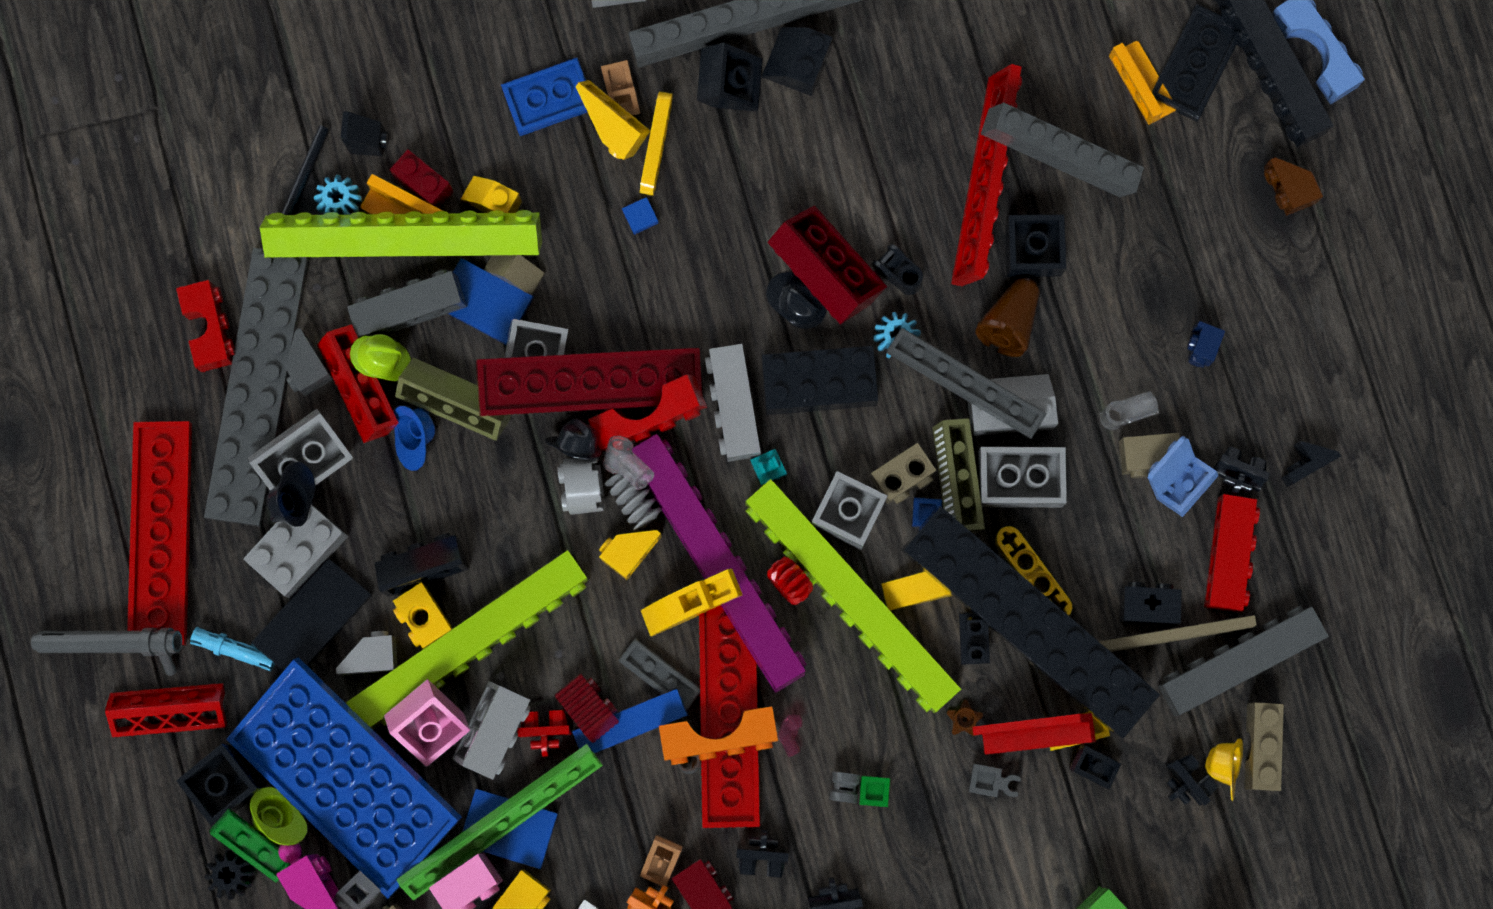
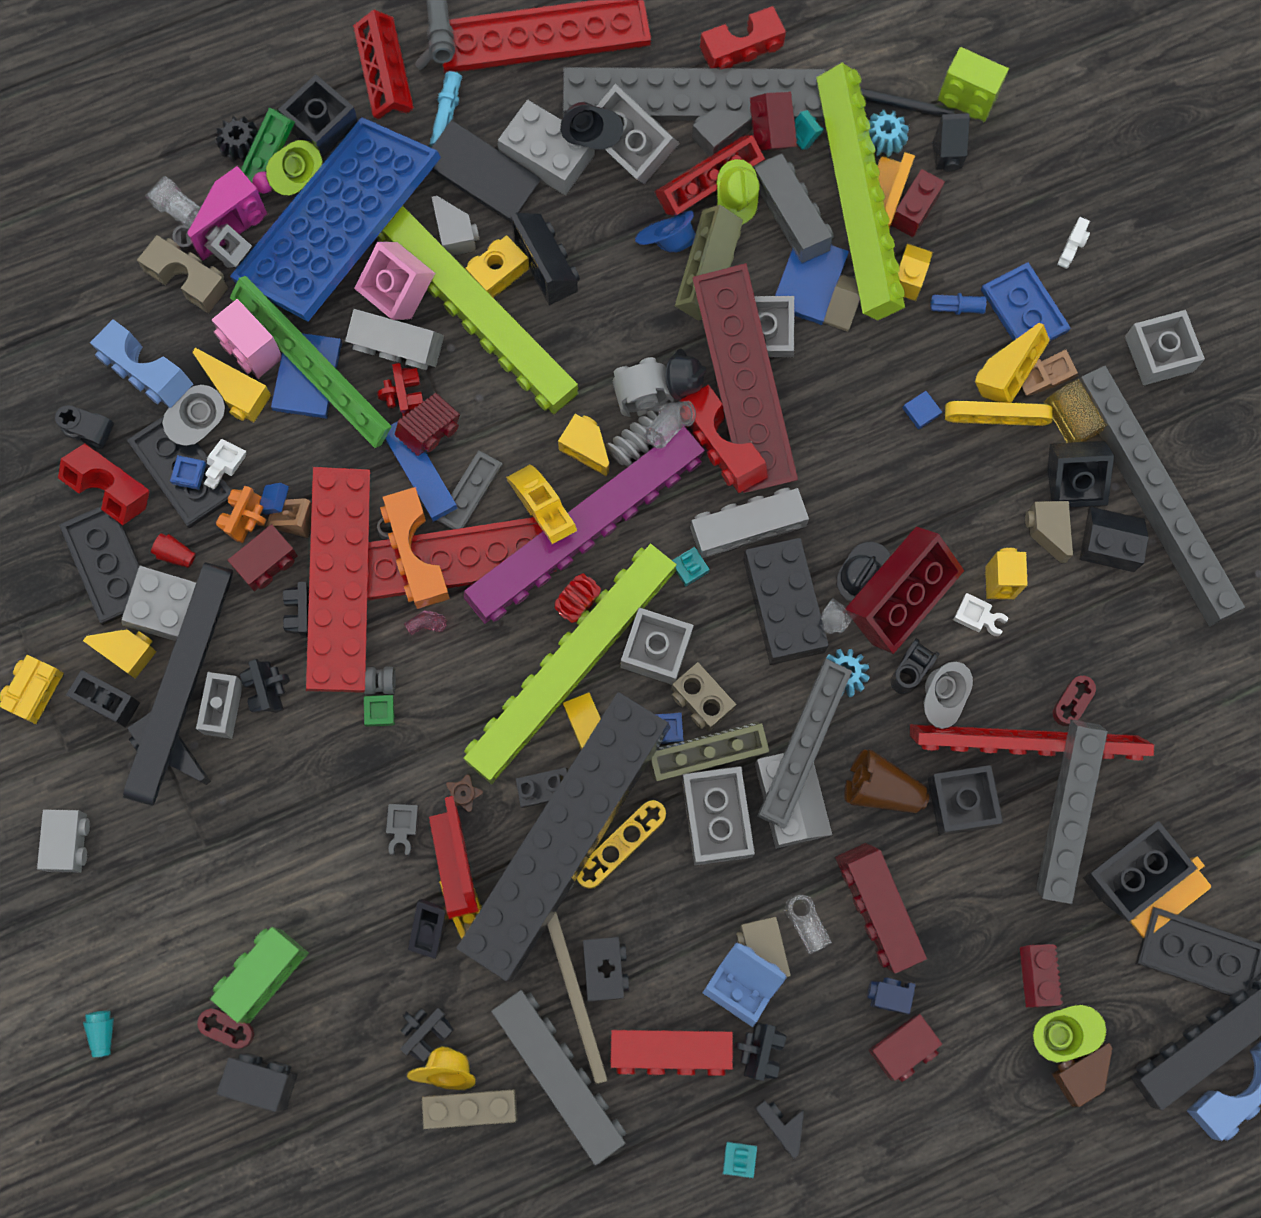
camera: 80 degrees right, 5 degrees down
(302, 101) = (972, 84): none -> lime brick
(310, 309) = (773, 121): none -> dark red brick
(320, 278) = (806, 129): none -> teal tile
(485, 33) = (1077, 238): none -> white plate
(534, 160) = (958, 303): none -> blue axle
(640, 875) = (273, 498): none -> blue tile
(667, 71) = (1075, 413): none -> clear yellow brick
(738, 816) = (338, 580): none -> red plate
(780, 115) = (1051, 528): none -> dark tan slope
(823, 166) = (1006, 574): none -> yellow brick
(844, 335) = (835, 617): none -> clear piece
(855, 202) = (975, 614): none -> white plate
(930, 243) = (947, 693): none -> light grey piece
(945, 132) = (1068, 697): none -> dark red beam
(1121, 101) = (1140, 872): none -> black slope
(1122, 340) = (881, 907): none -> dark red wedge
(1202, 208) = (1040, 975): none -> dark red brick
(1252, 340) = (905, 1048): none -> dark red brick
(1258, 192) = (1069, 1033): none -> lime piece
(1332, 506) = (739, 1159): none -> teal tile

